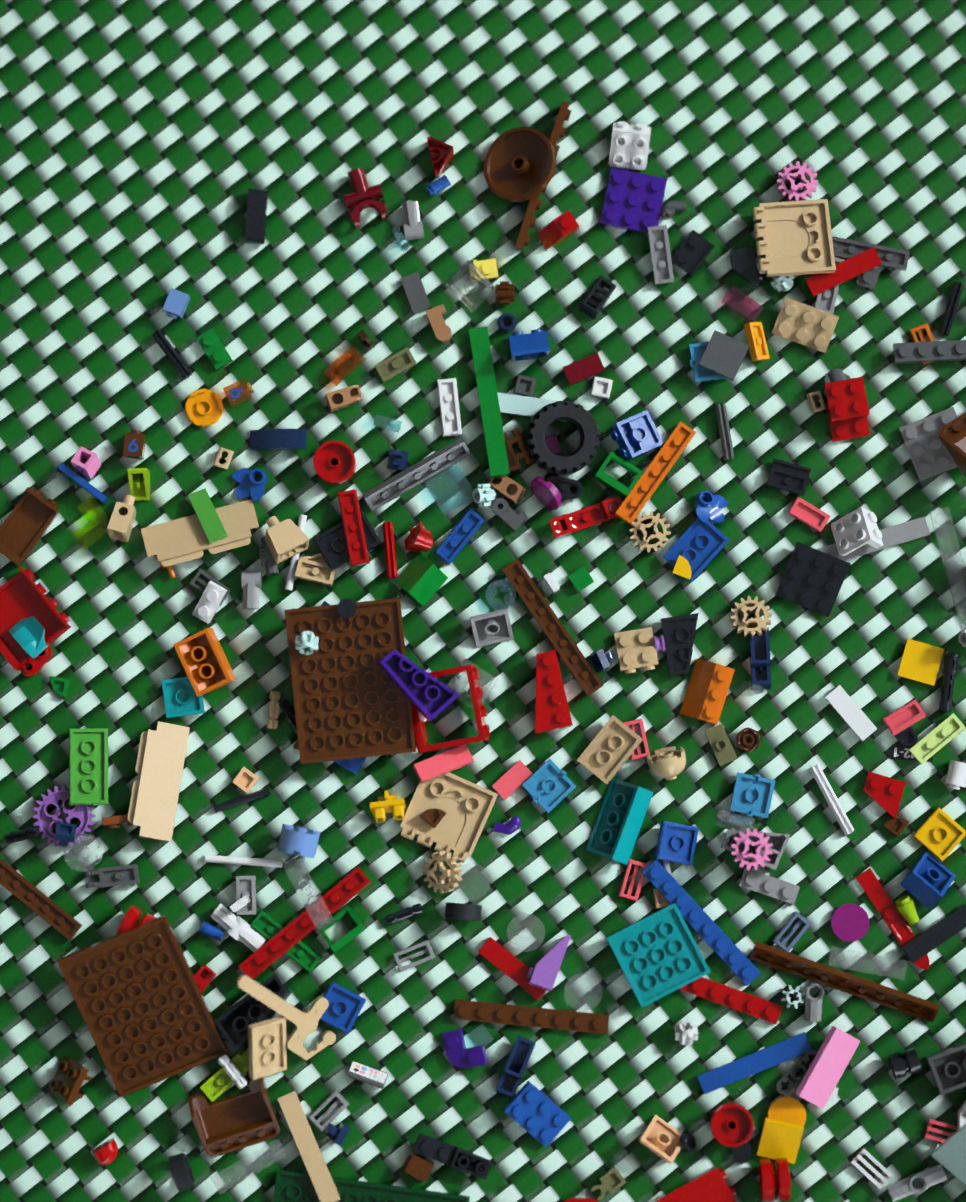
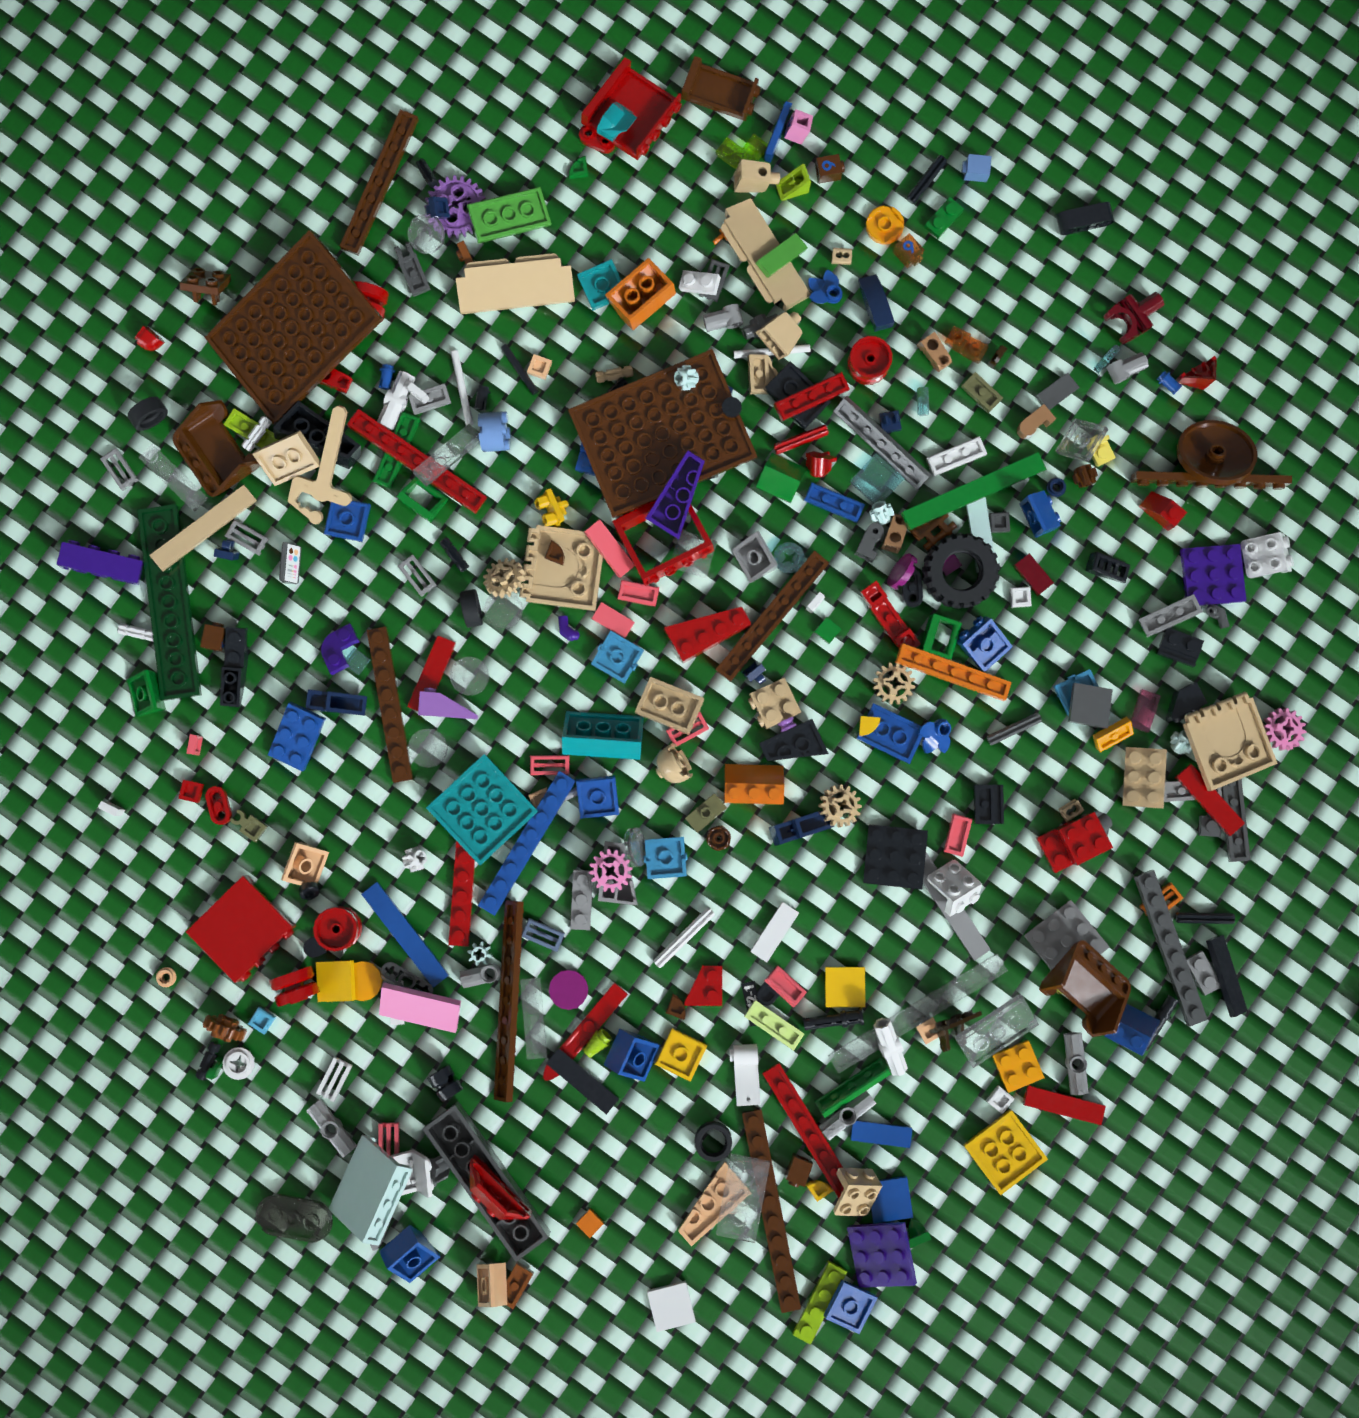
camera: 70 degrees right, 0 degrees up
(259, 844) = (481, 397): none -> black pin
(493, 748) = (638, 593): none -> coral tile

